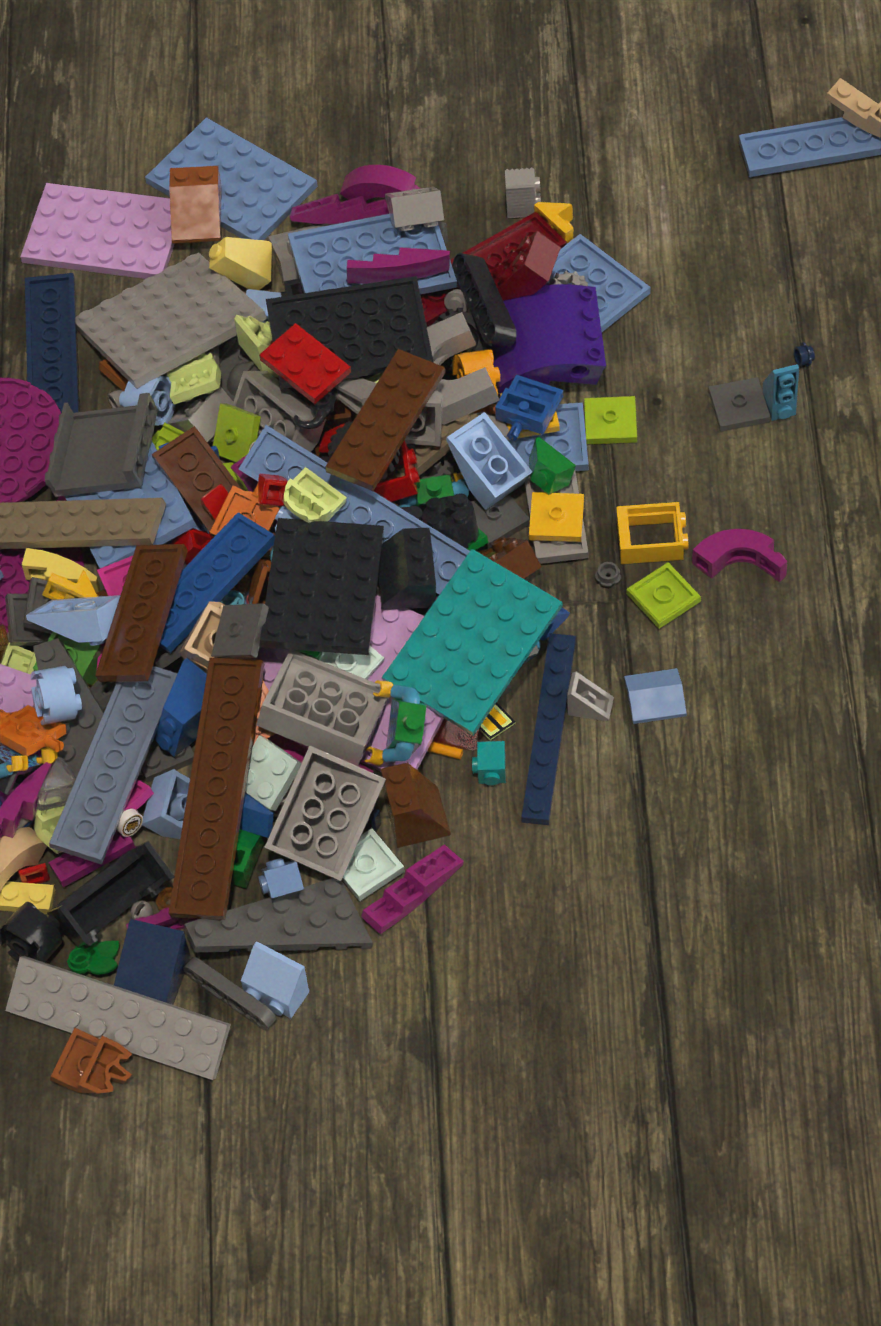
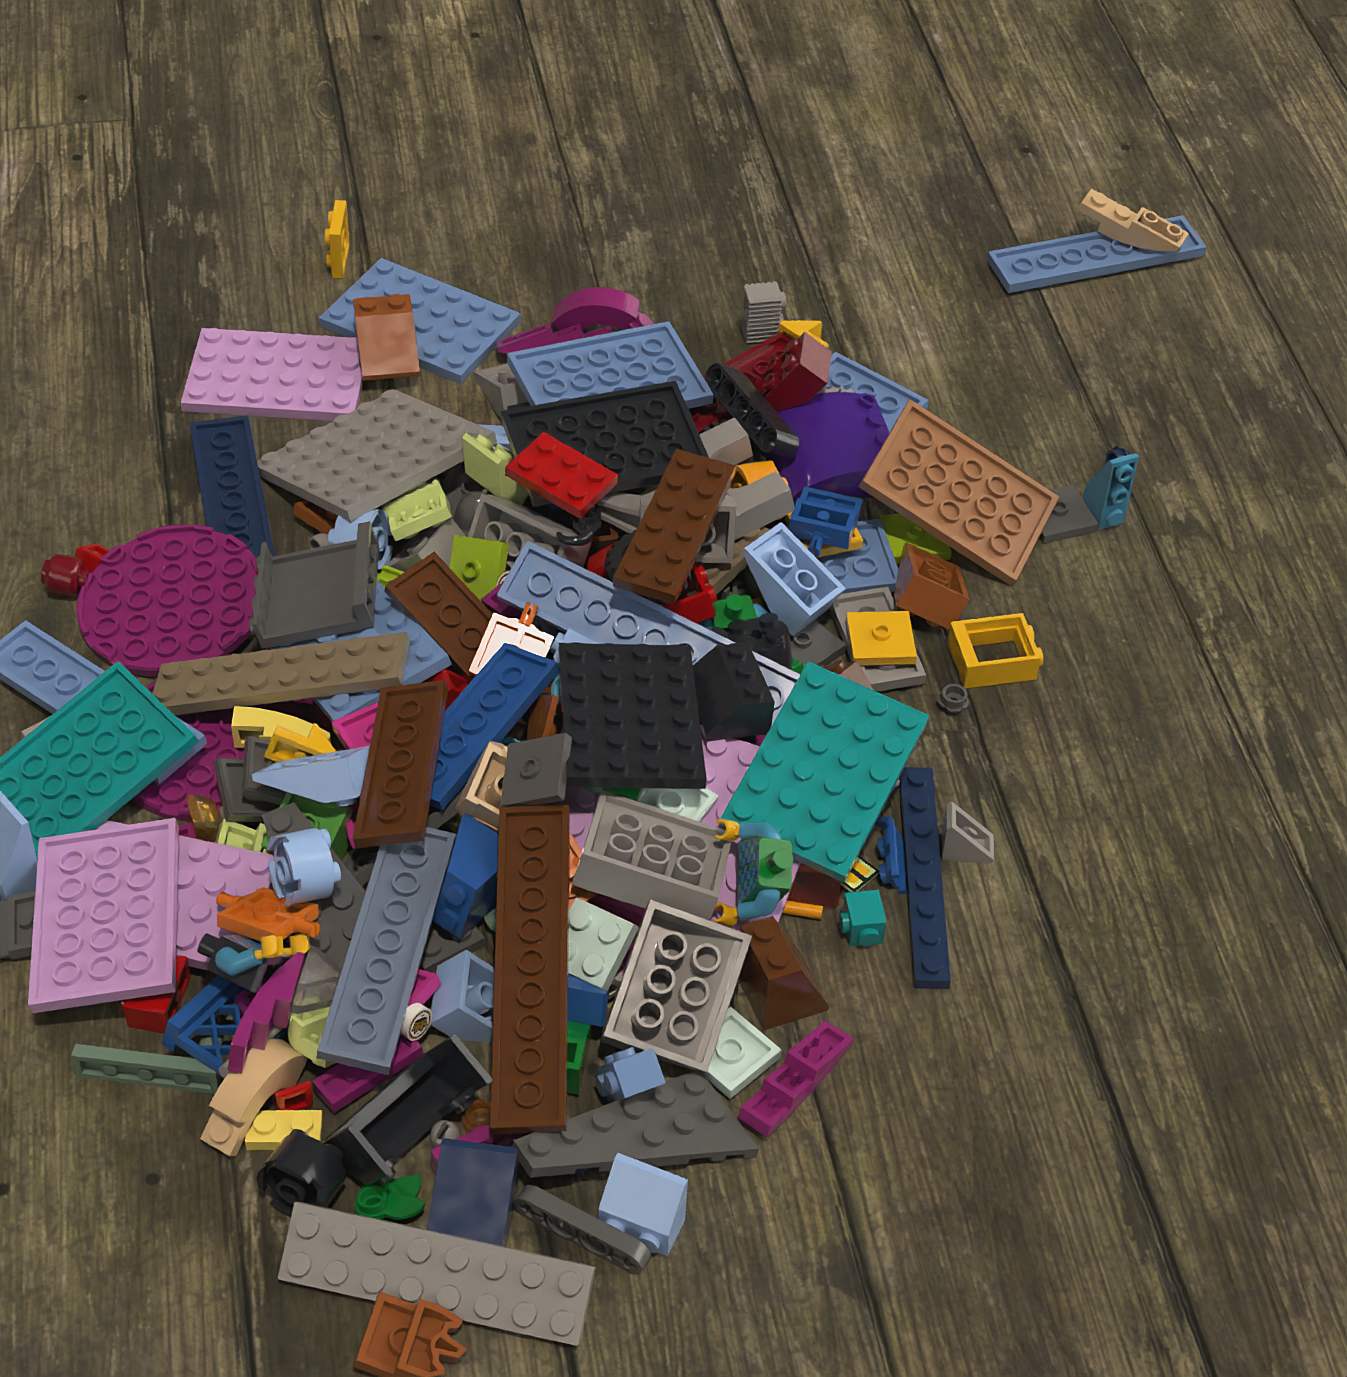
camera: 15 degrees left, 10 degrees down
(169, 100) = (338, 238): none -> yellow plate
(214, 500) = (470, 635): red slope -> none
(243, 261) = (452, 390): light yellow slope -> none
(271, 489) = (544, 614): red slope -> none
(312, 497) = (596, 618): yellowish green slope -> none
(407, 264) = (685, 371): magenta slope -> none
(415, 207) = (653, 319): light grey slope -> none
(455, 299) = (715, 412): light grey plate -> none
(526, 707) = (892, 849): none -> blue piece
(549, 467) = (864, 584): green slope -> none
(608, 470) = (930, 587): none -> dark orange slope
(648, 385) = (959, 492): none -> medium nougat plate
(655, 696) = (1044, 830): medium blue slope -> none
(663, 595) = (1025, 717): lime plate -> none
(739, 546) = (1105, 659): magenta arch -> none

